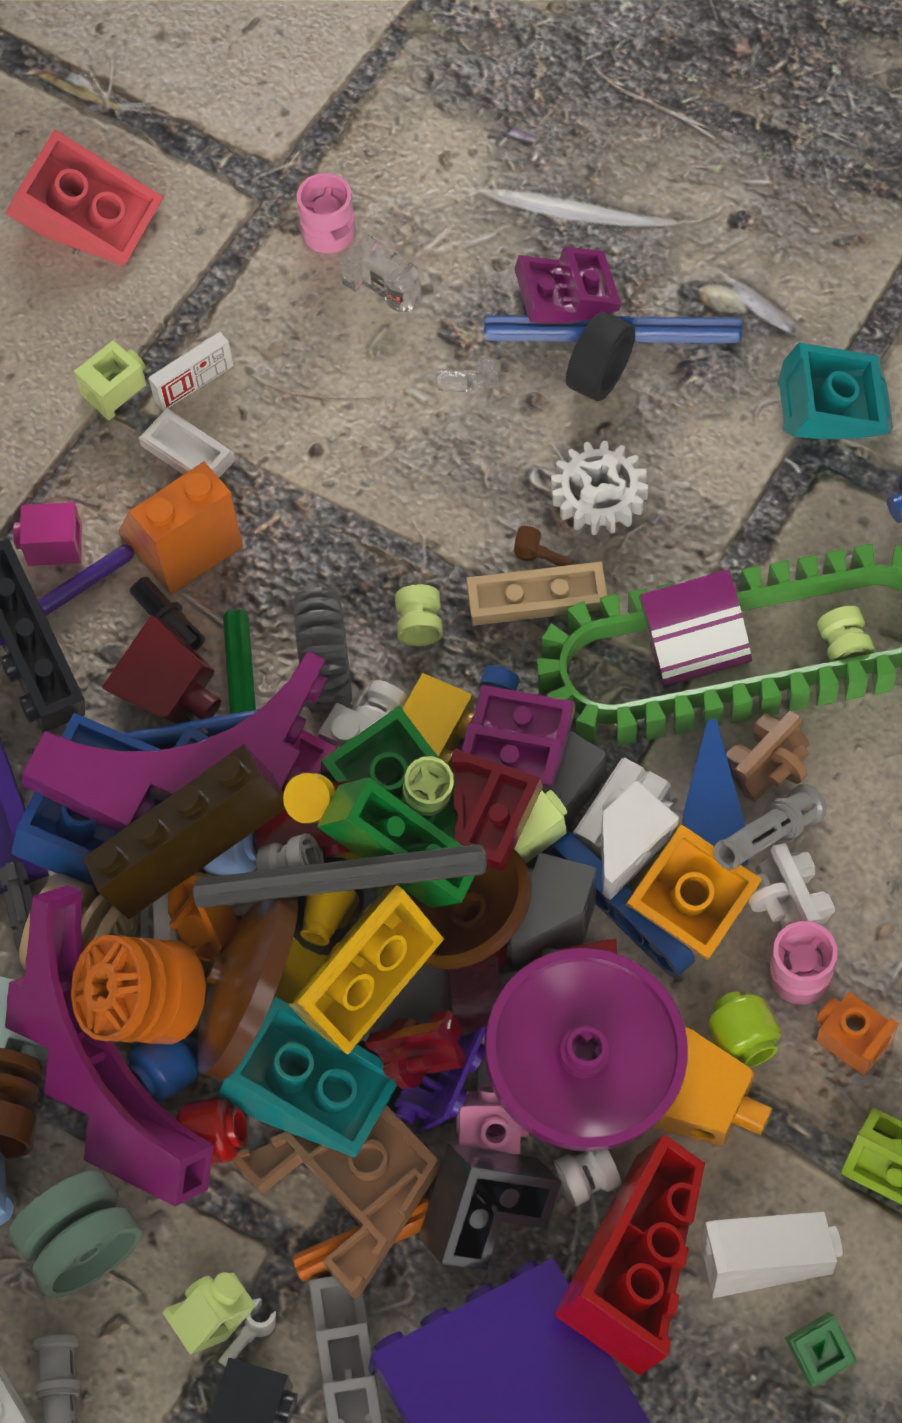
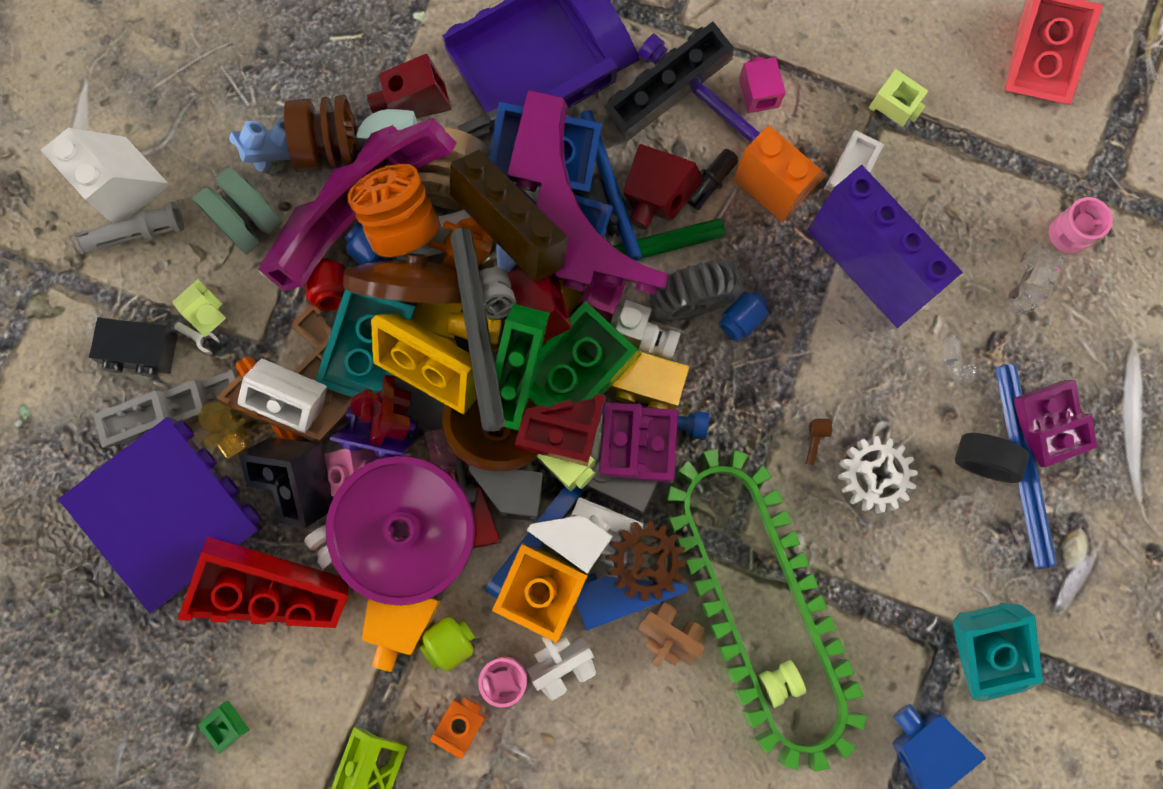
camera: 70 degrees right, 15 degrees up
(191, 371) = (918, 154): white tile -> none
(308, 797) = (540, 294): yellow tile -> none
(320, 418) = (881, 247): none -> dark purple panel
(365, 605) = (744, 315): none -> blue brick
(369, 1186) = (282, 395): none -> white brick
(400, 1289) = (223, 429): none -> clear yellow hips
(418, 613) = (743, 357): yellowish green wheel -> none
(427, 776) = (568, 377): yellowish green wheel -> none
(535, 593) = (778, 441): tan plate -> none
(671, 755) = (656, 572): none -> reddish brown gear
(696, 627) = (766, 565): magenta slope -> none
(768, 1251) = (280, 682): white slope -> none
(780, 821) = (612, 651): light grey pin -> none

